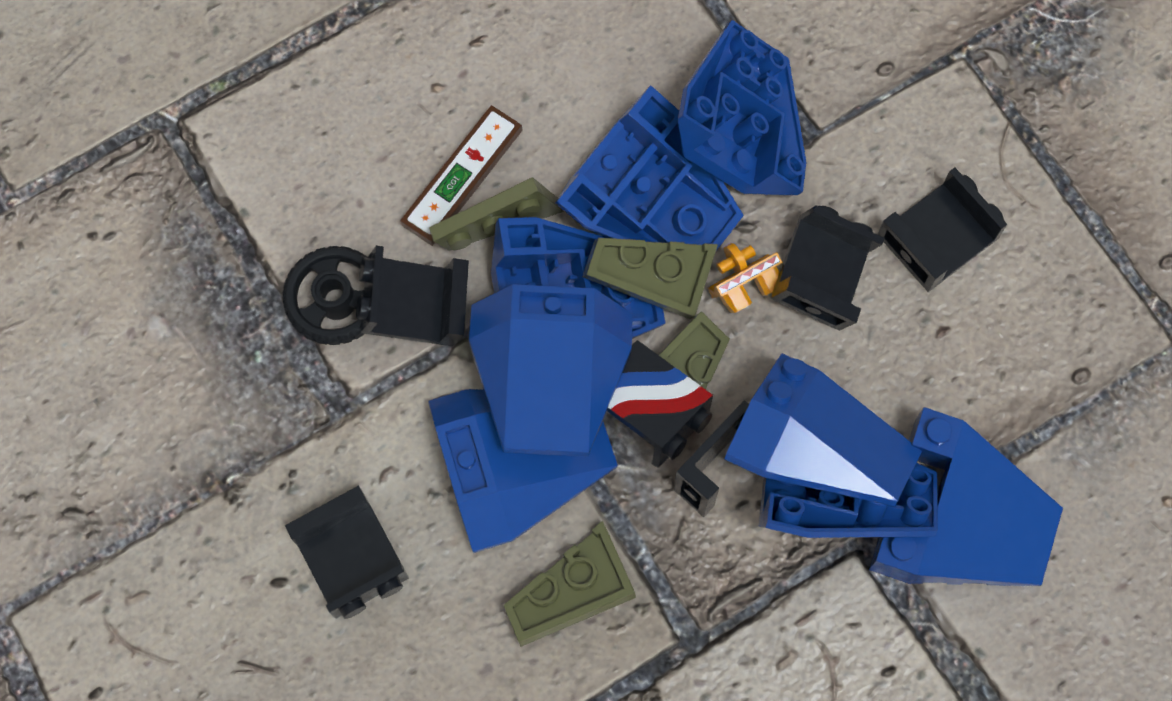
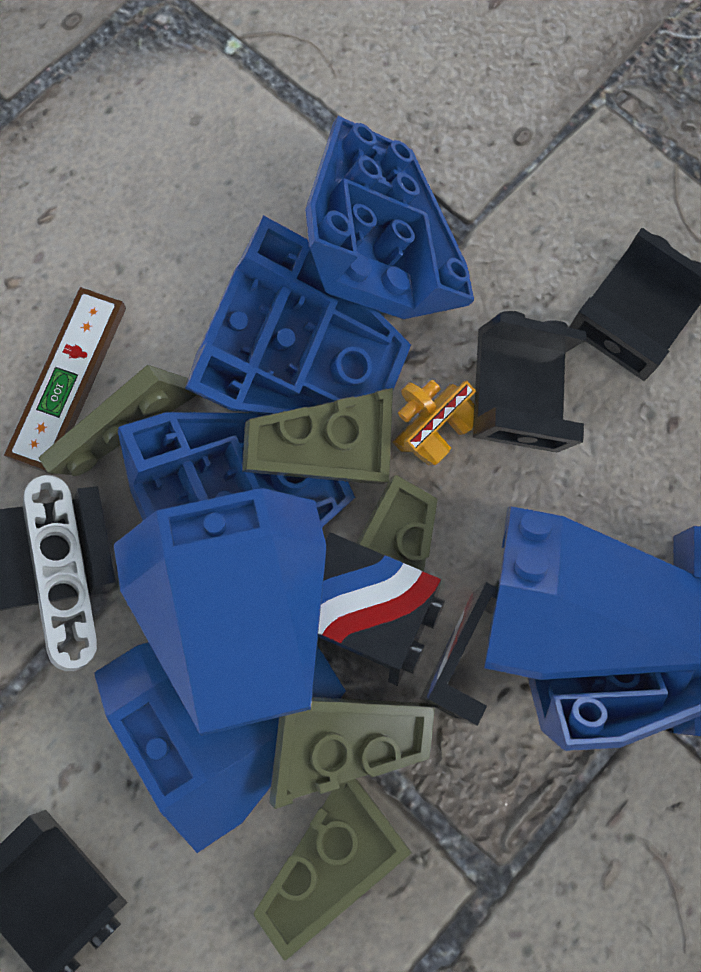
camera: 20 degrees left, 5 degrees up
(427, 318) = (67, 570): none -> white beam
(607, 497) = (345, 742): none -> olive wing

